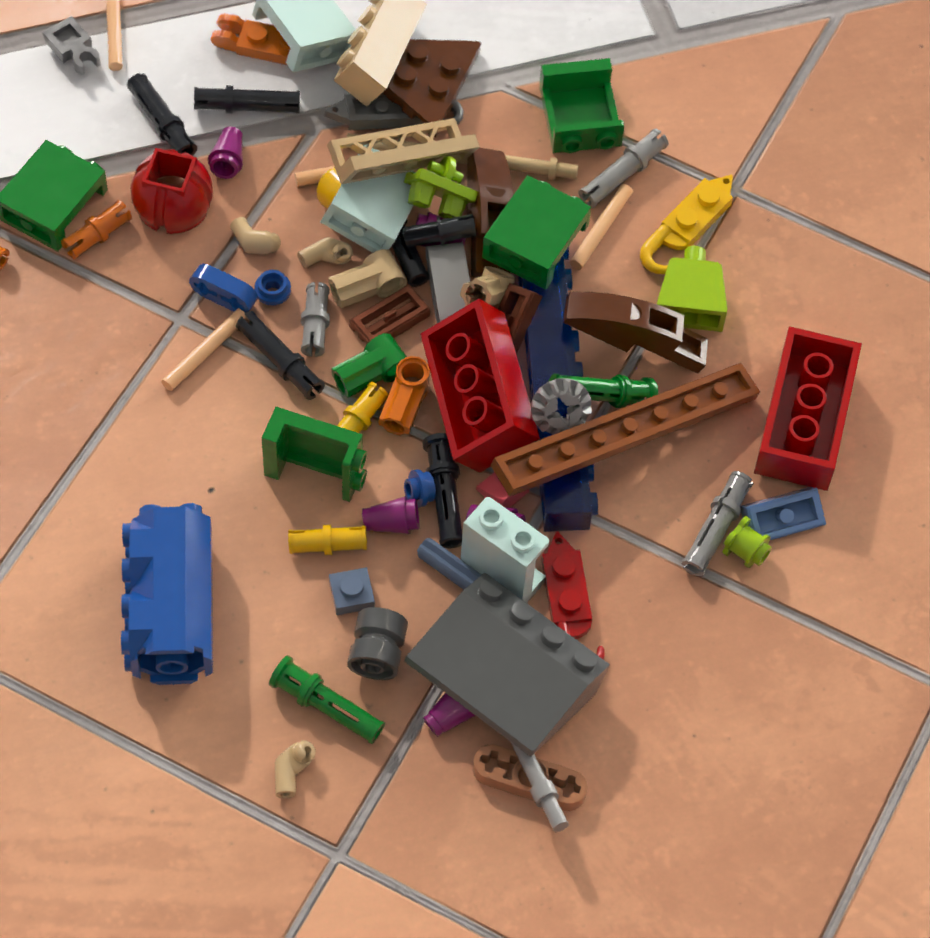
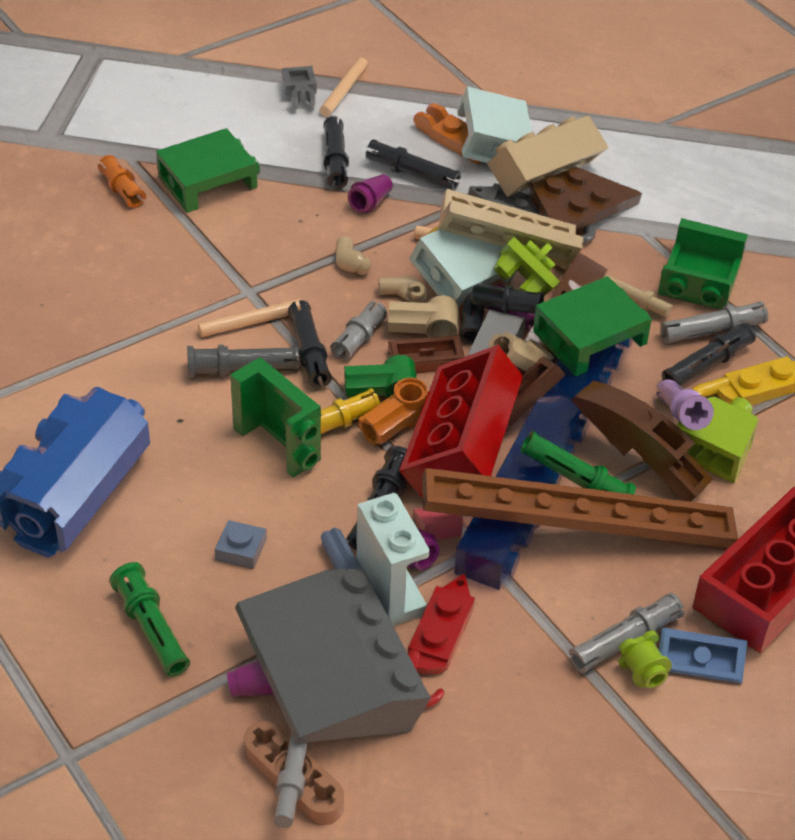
camera: 30 degrees right, 15 degrees down
(96, 229) = (225, 205): orange pin -> none
(168, 205) = (303, 197): red piece -> none
(215, 410) = (222, 360): none -> dark grey pin
(223, 288) = (296, 278): blue beam -> none
(272, 279) = (339, 295): blue plate -> none
(289, 765) = (79, 657): tan arm -> none
(327, 539) = (247, 493): yellow pin -> none
(377, 643) = (219, 591): dark grey wheel -> none
(392, 516) = (319, 499): magenta cone -> none
(420, 487) = (358, 486): blue plate -> none
(546, 402) = (534, 448): light grey gear -> none
(601, 227) = (663, 360): light nougat bar -> none
(643, 197) = (737, 340): none -> black pin
(660, 280) = (686, 405): none -> lavender pin

